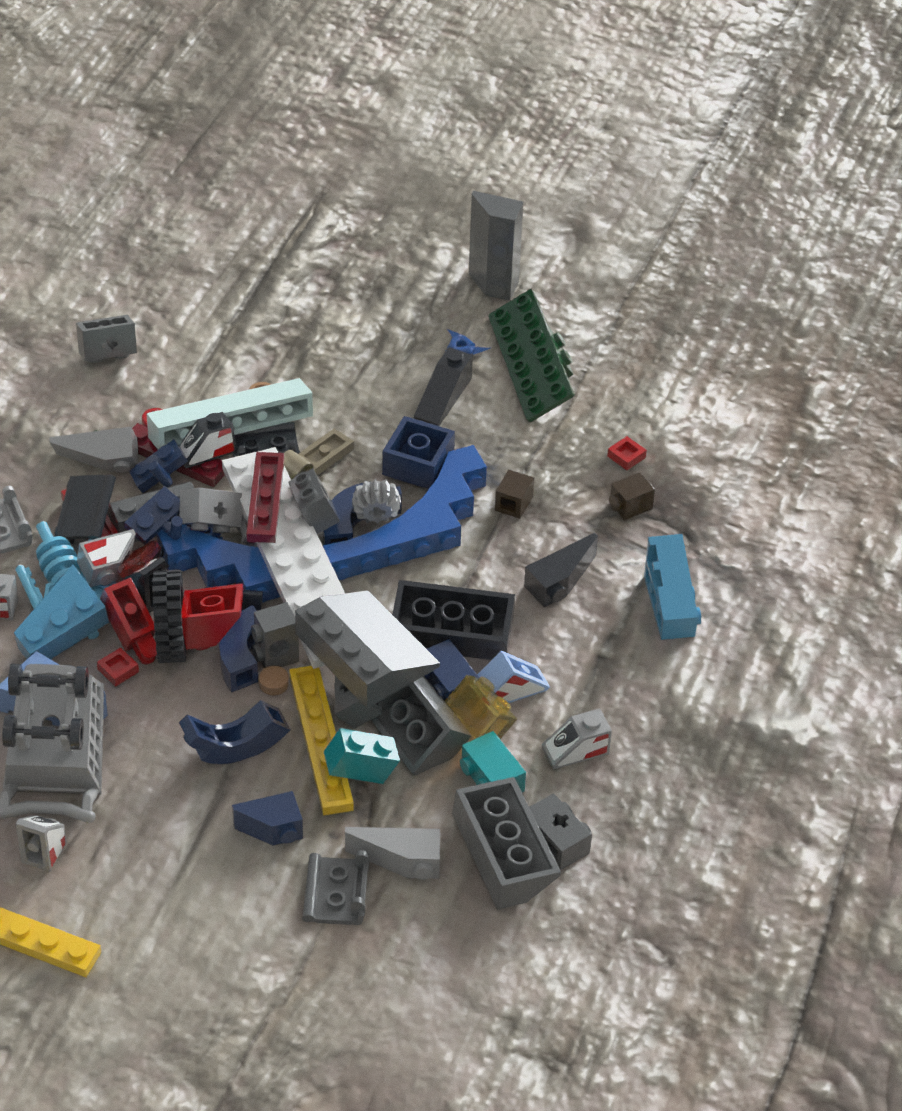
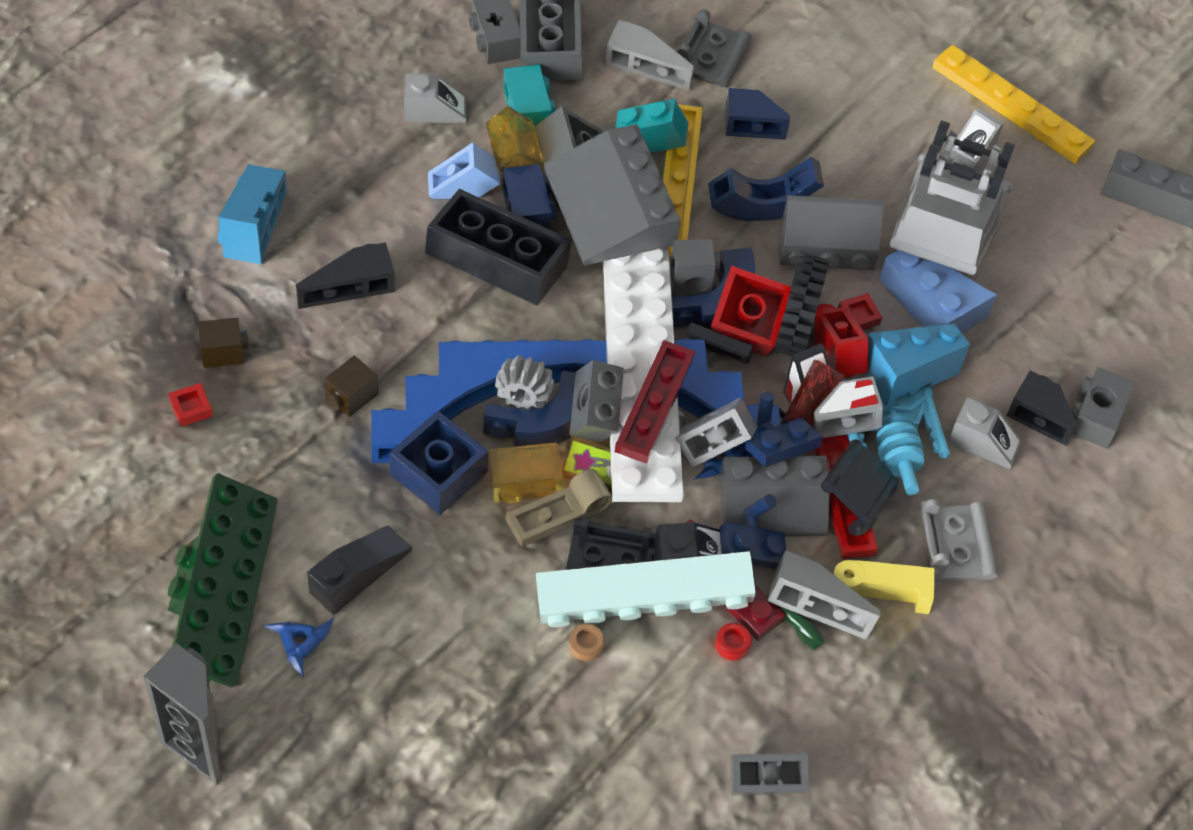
camera: 165 degrees left, 10 degrees up
(46, 477) = (889, 582): none -> light yellow leg
(158, 715) = (831, 230): none -> dark grey slope
(351, 469) = (524, 472): none -> clear yellow brick

